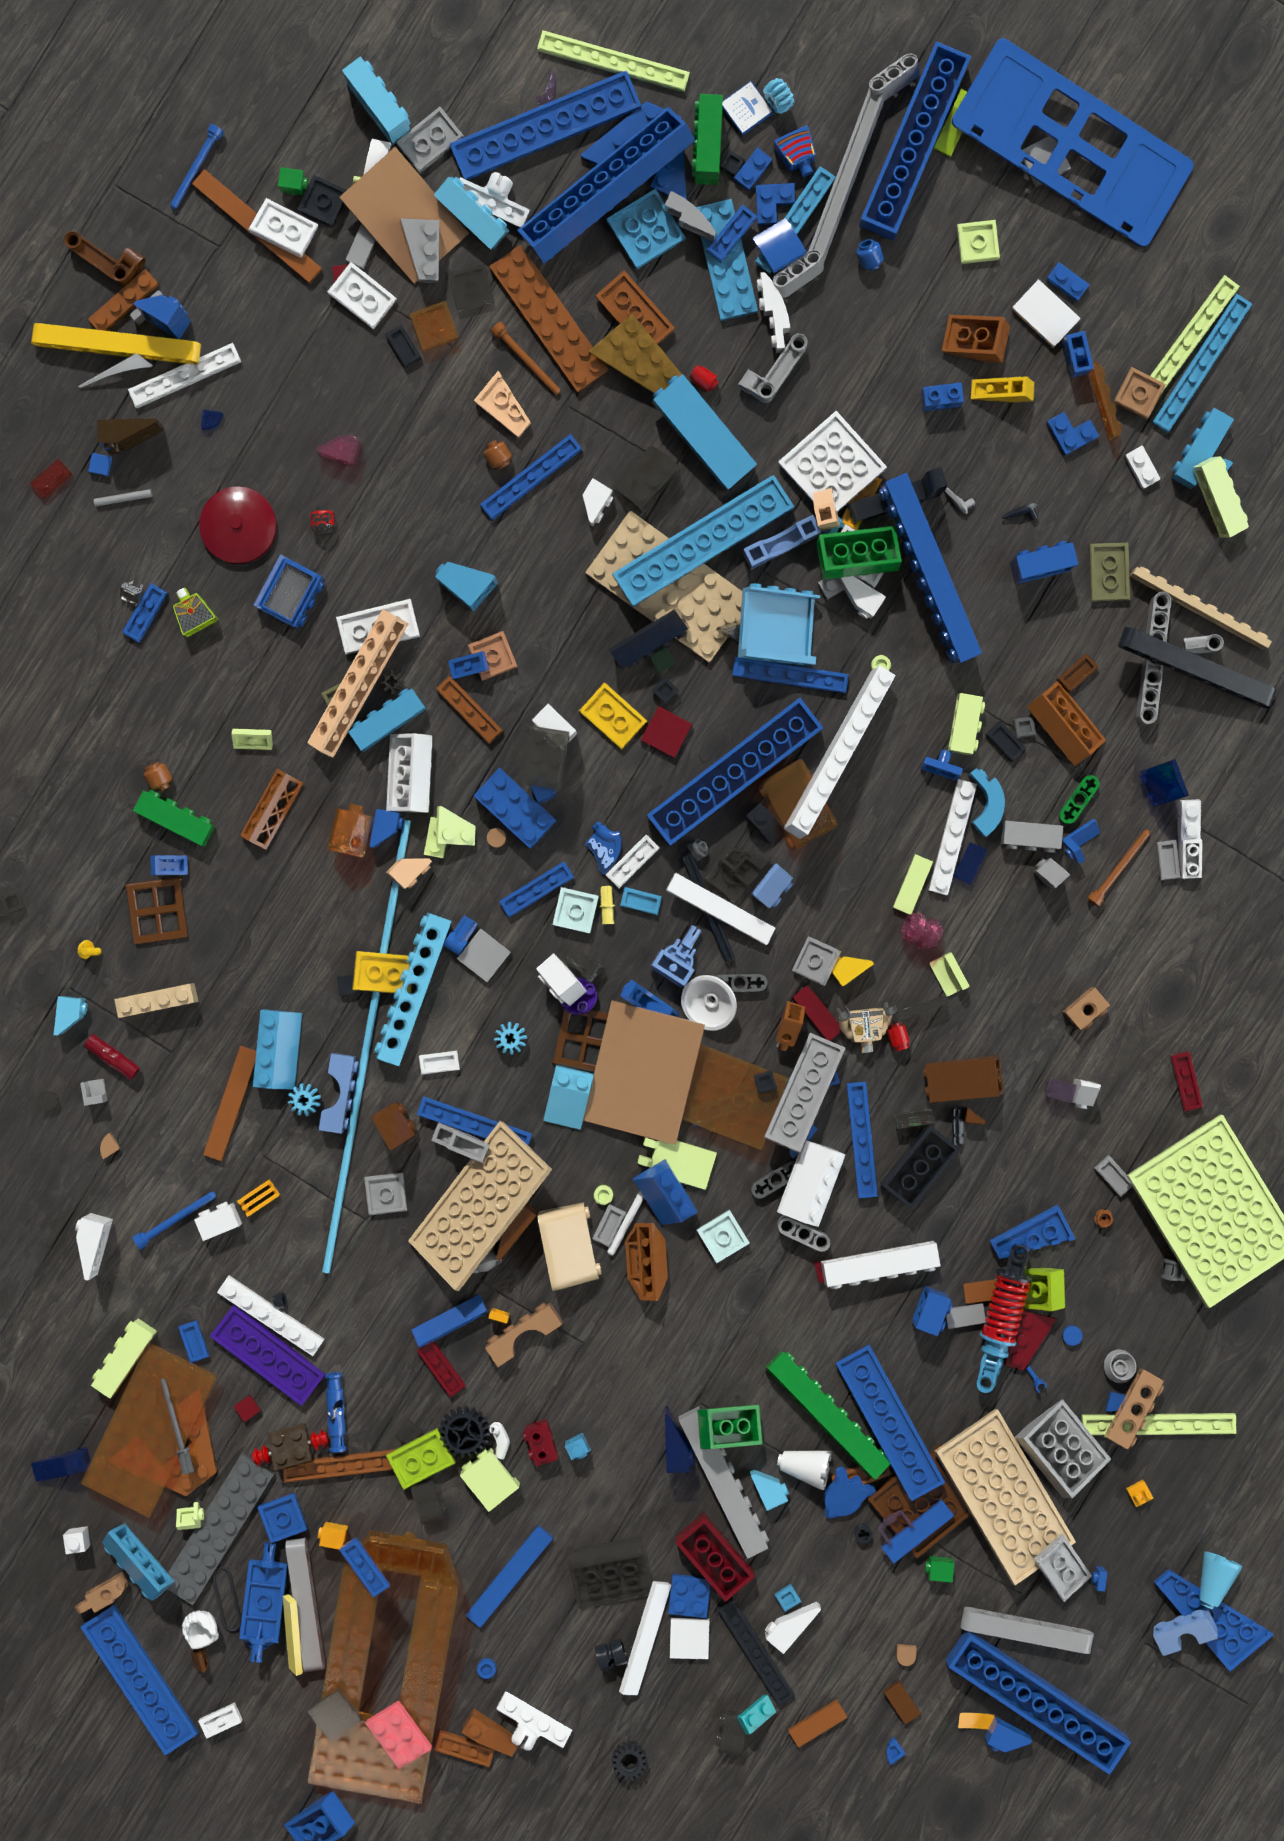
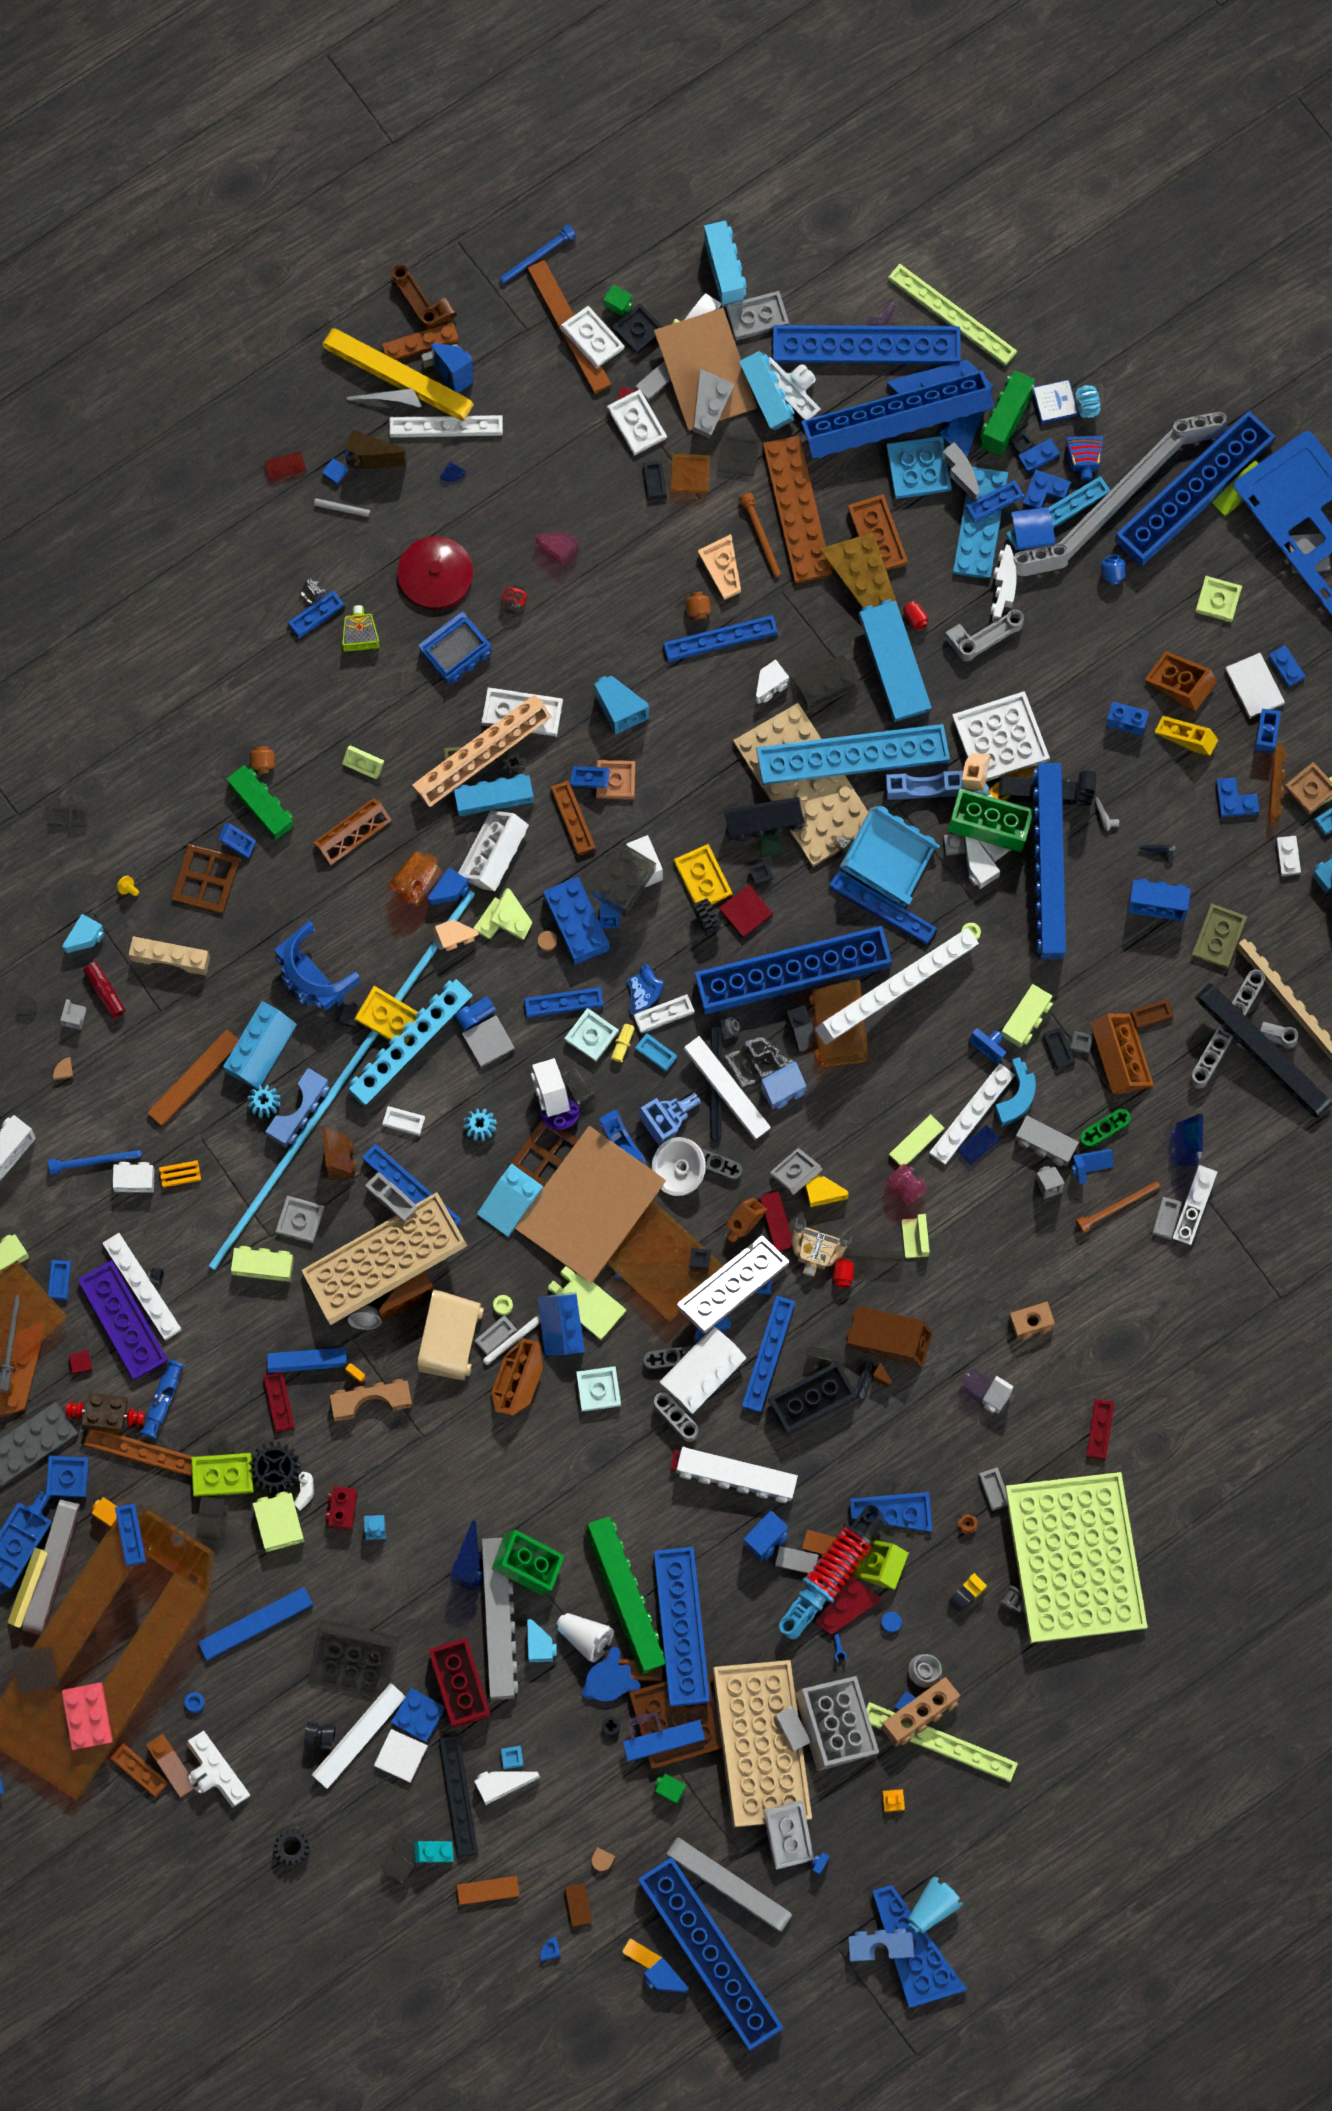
camera: 25 degrees right, 15 degrees down
(290, 968) = (306, 978): none -> blue piece
(370, 1250) = (262, 1264): none -> yellowish green brick
(634, 755) = (707, 916): none -> black tyre
(1026, 1472) = (792, 1729): none -> light grey tile
(1129, 1282) = (968, 1593): none -> leg

